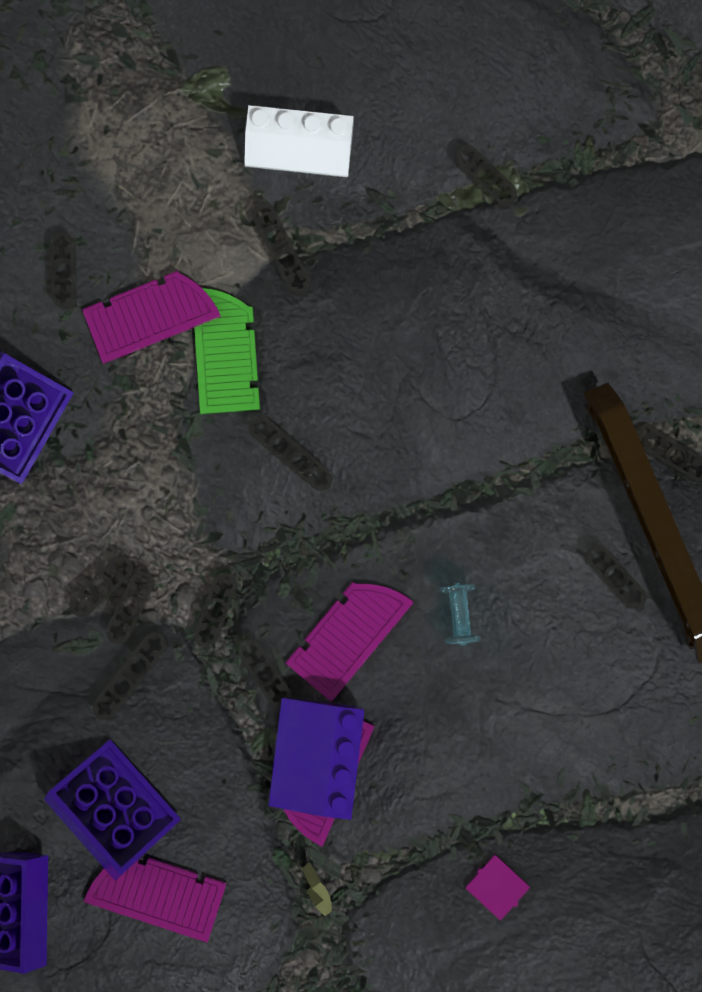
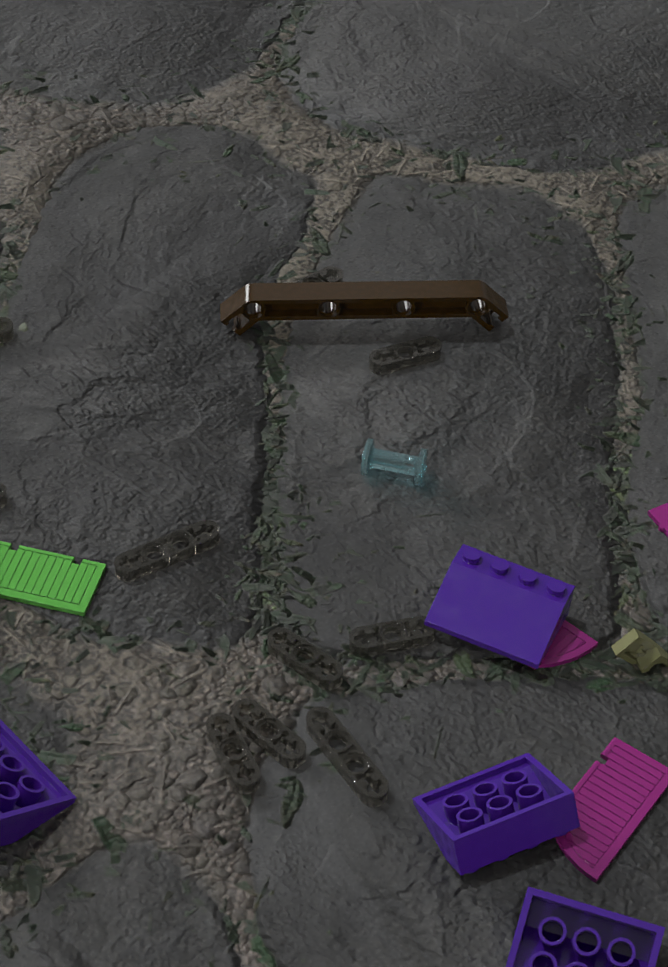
camera: 75 degrees left, 40 degrees down
(348, 636) = (381, 562): magenta piece -> none

